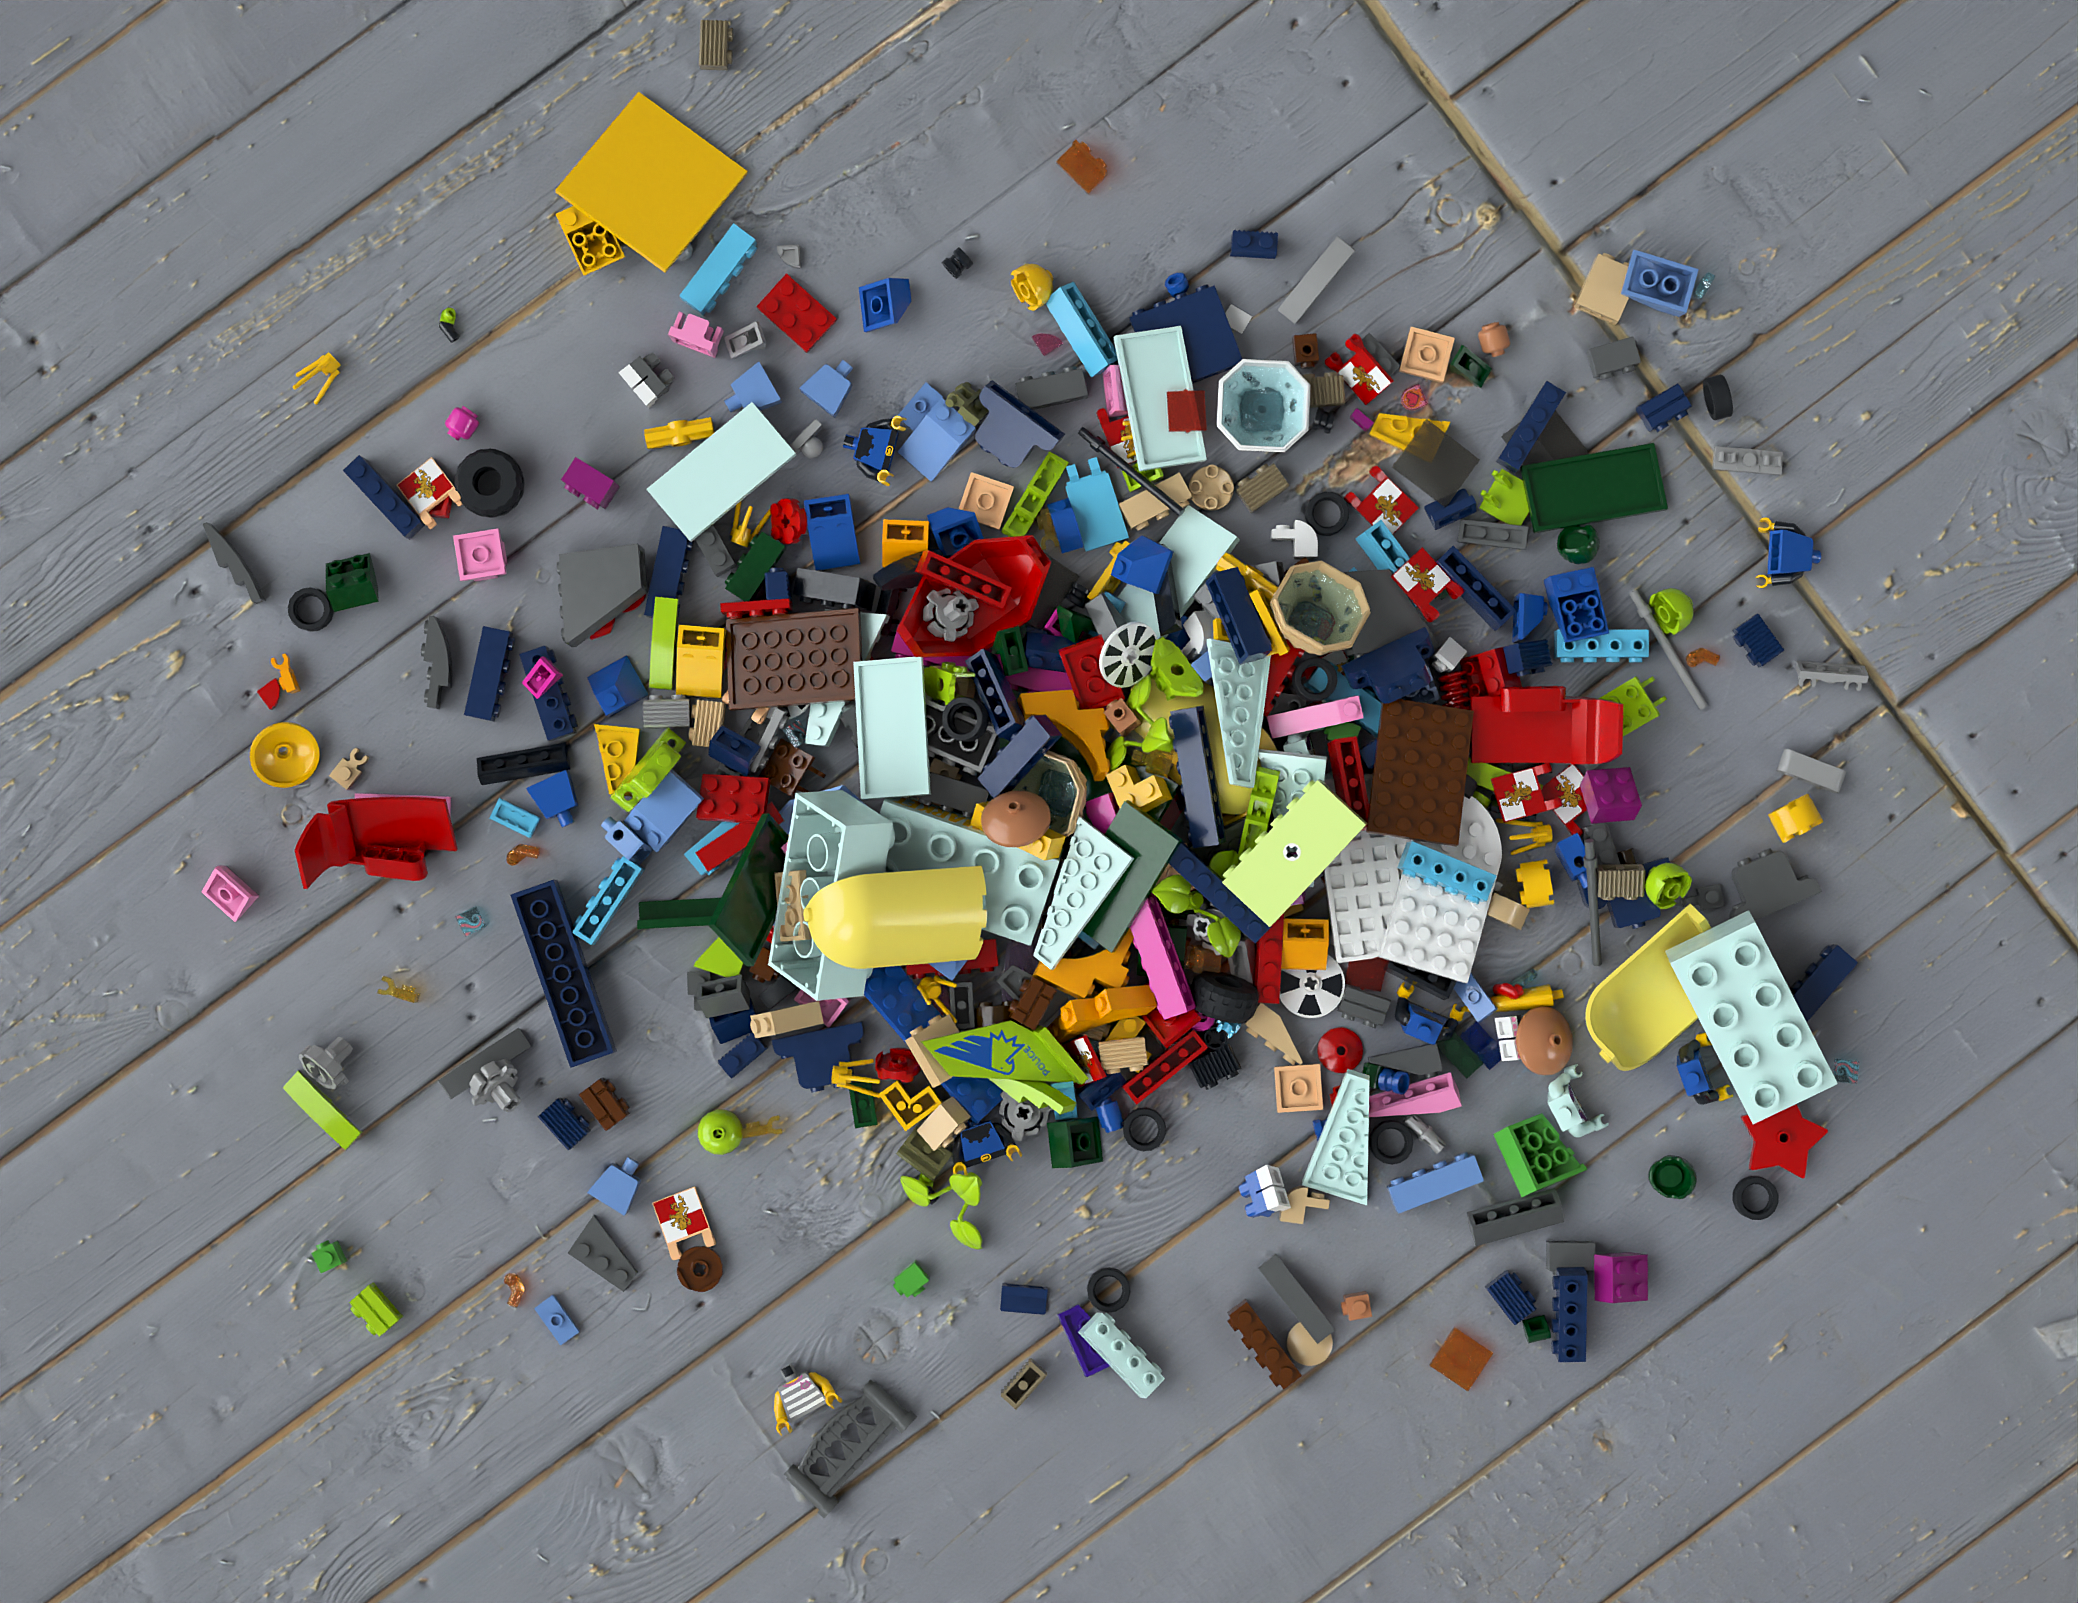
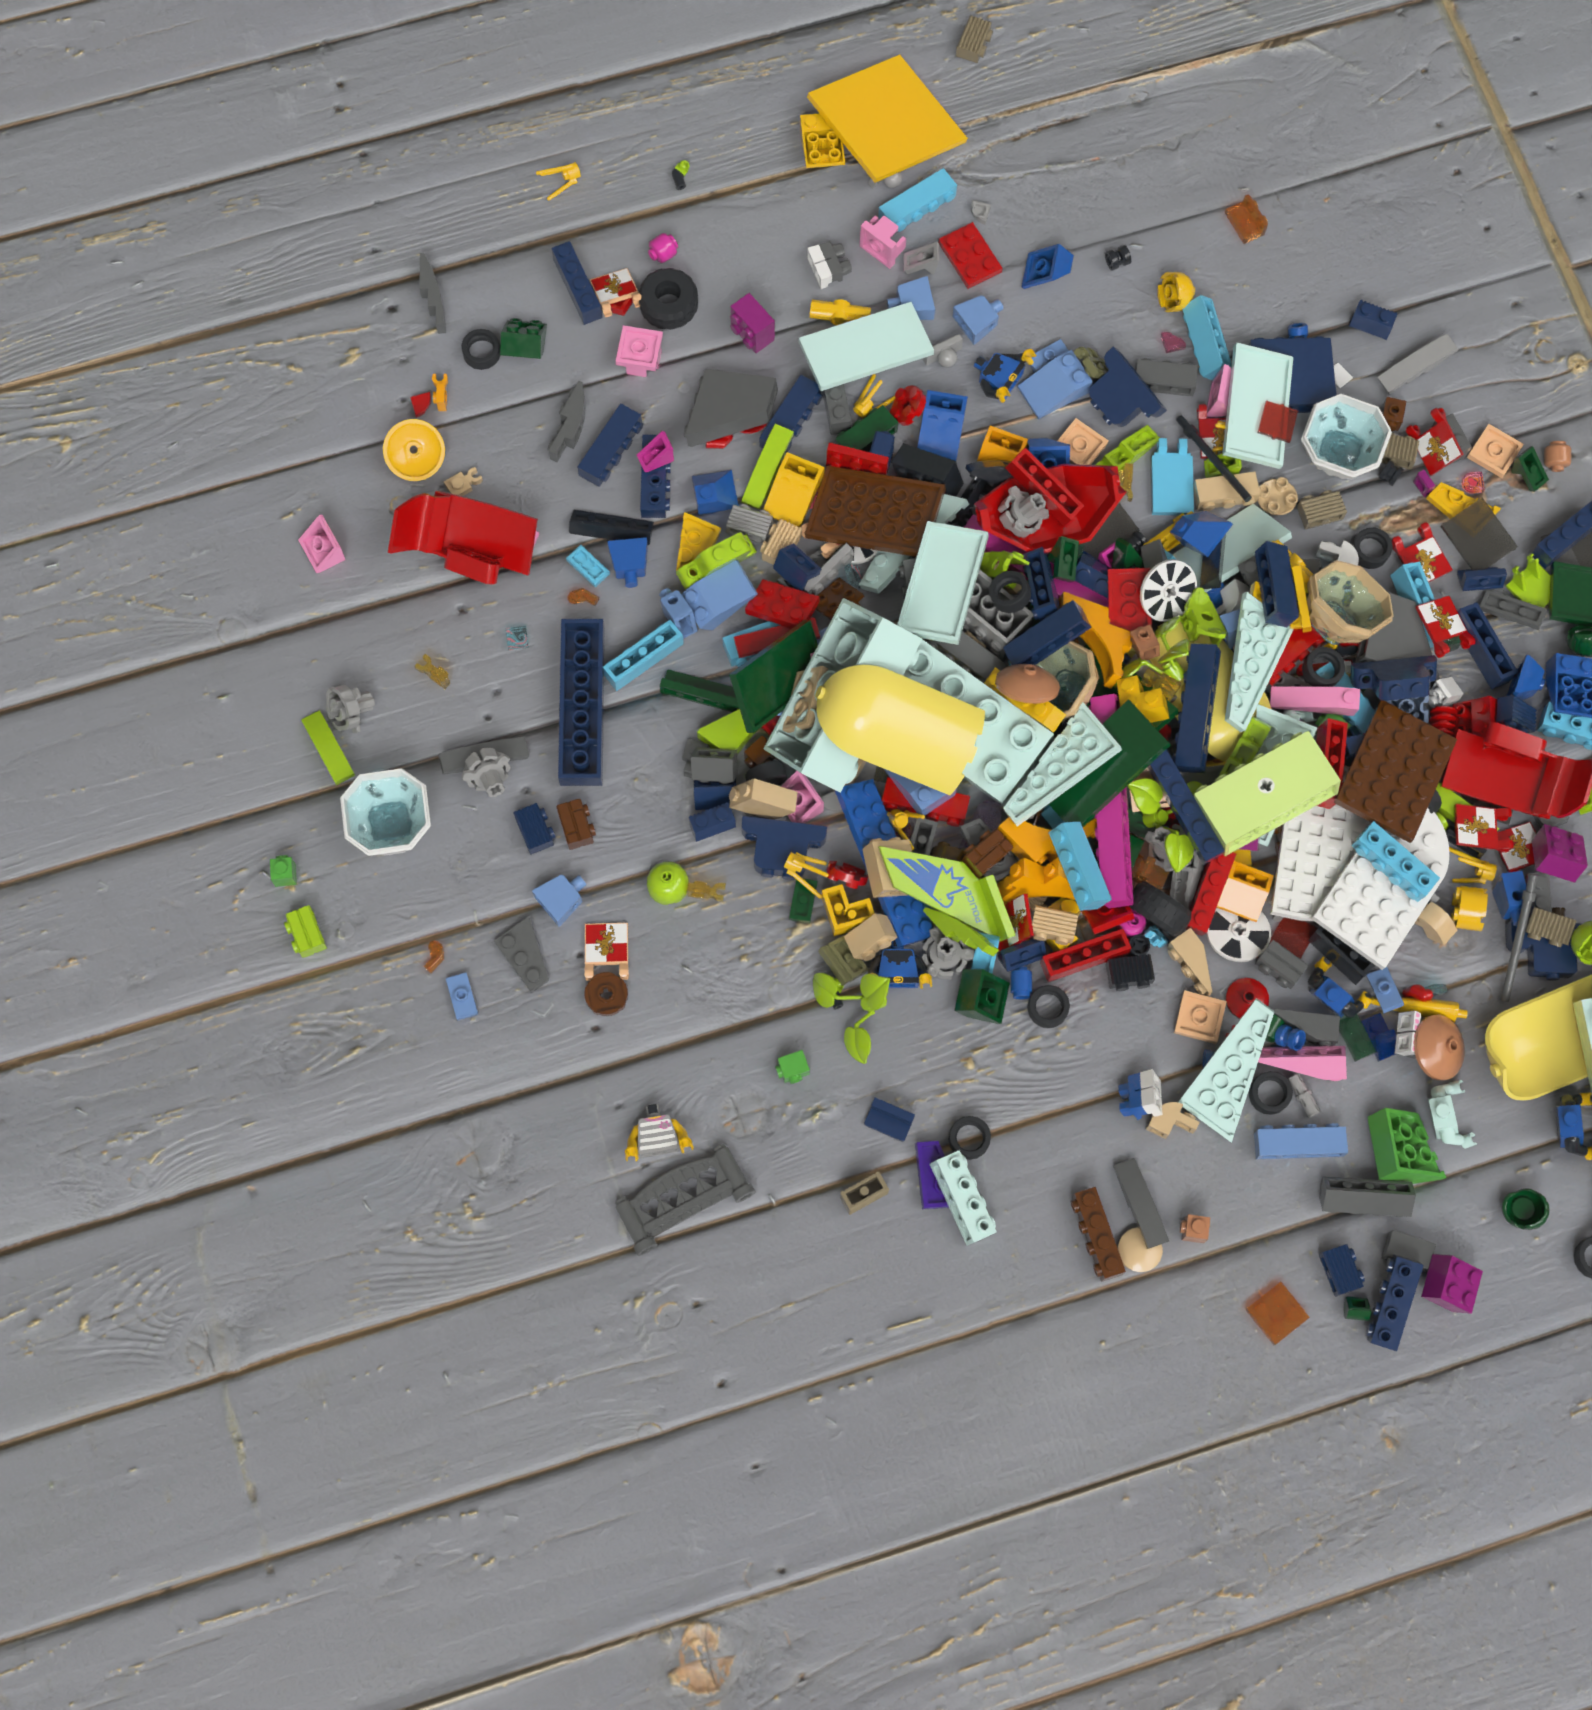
camera: 10 degrees right, 15 degrees down
(389, 1172) = (381, 797): none -> clear light blue rock
(1065, 525) = (1143, 485): blue brick -> none
(1130, 991) = (1080, 866): none -> medium azure brick

